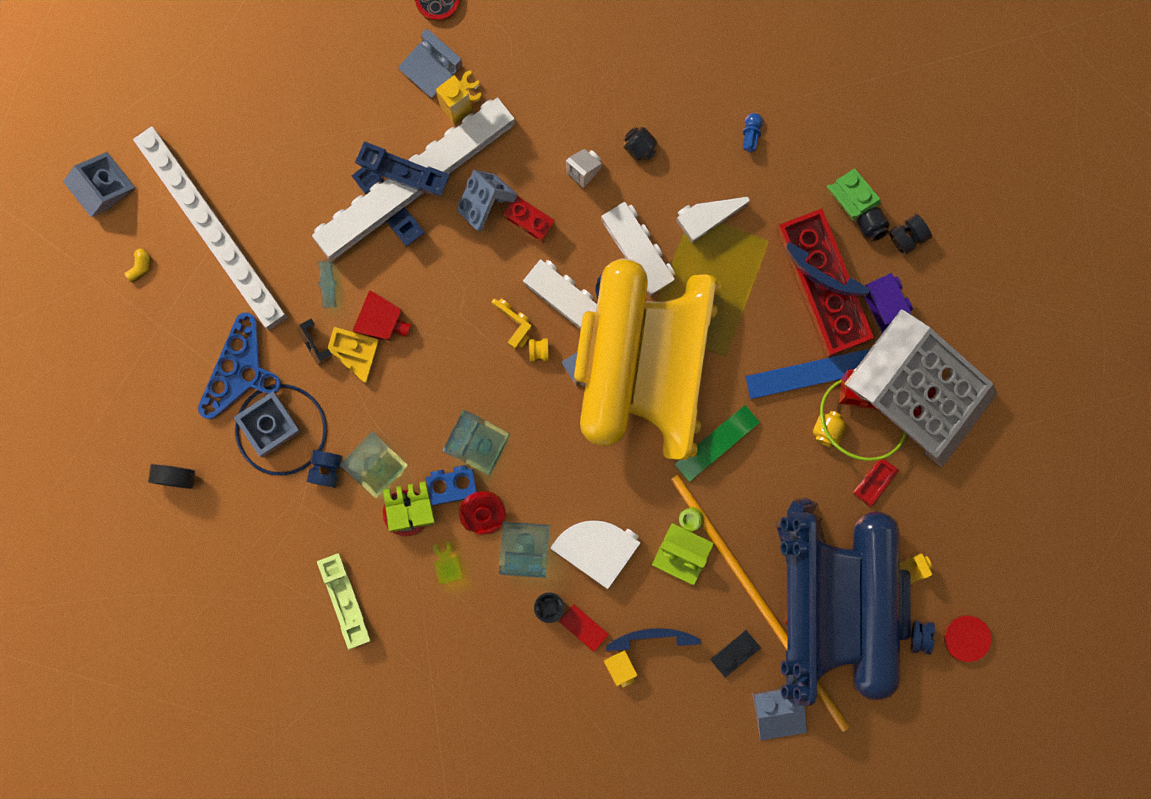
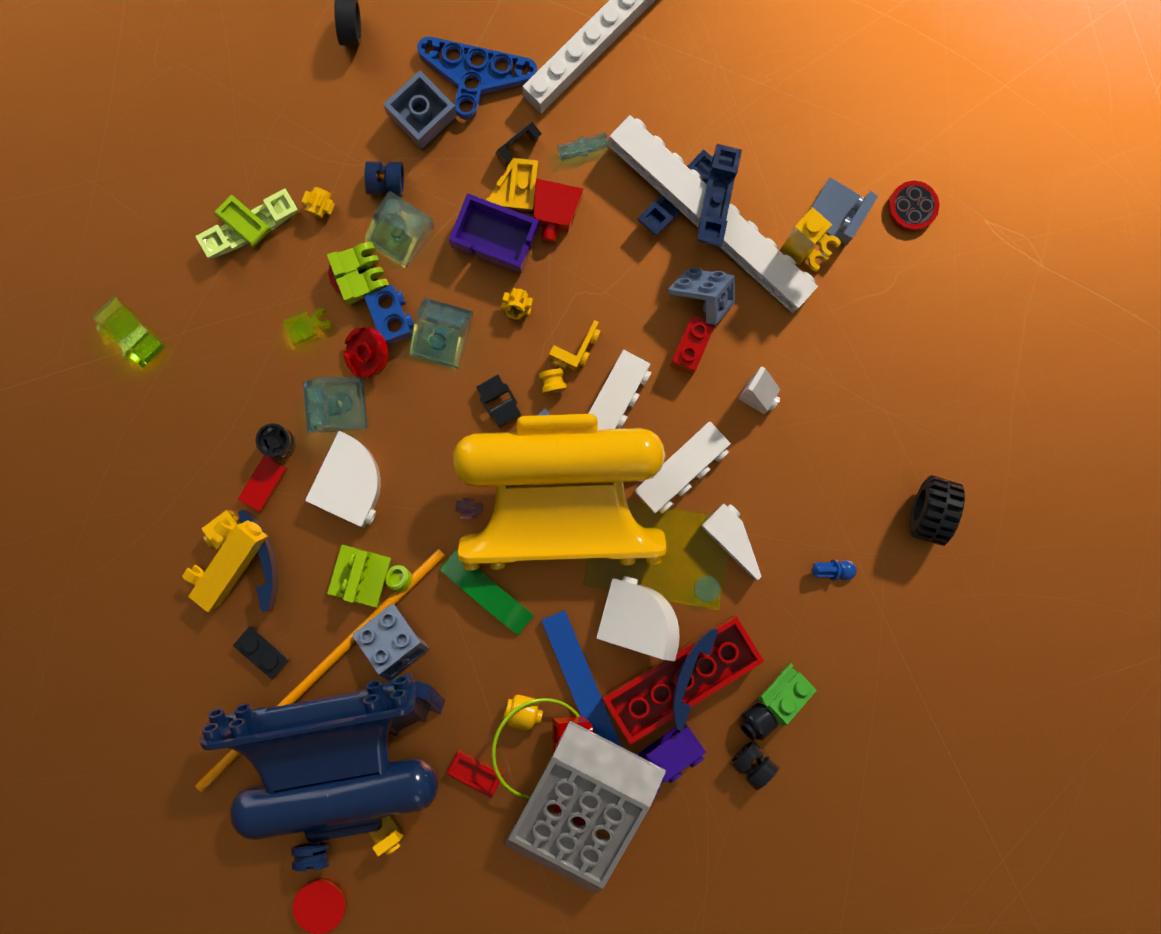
camera: 75 degrees right, 0 degrees up
(288, 472) = (410, 172): dark blue piece -> none
(335, 533) = (318, 202): none -> yellow gear
(340, 605) = (242, 221): none -> lime tile
(395, 377) = (494, 233): none -> dark purple piece
(423, 726) = (128, 332): none -> clear neon green brick
(462, 369) = (516, 304): none -> yellow gear
(557, 396) = (505, 411): none -> black piece
(640, 143) = (797, 449): black head -> none
(641, 444) = (469, 509): none -> plate
(653, 665) = (228, 564): none -> yellow brick
(716, 32) = (937, 510): none -> black tyre
(746, 536) = (389, 642): none -> sand blue bracket
(748, 247) = (706, 588): none -> clear light blue tile
(766, 310) = (639, 620): none -> white brick
(778, 716) = (196, 704): sand blue slope -> none

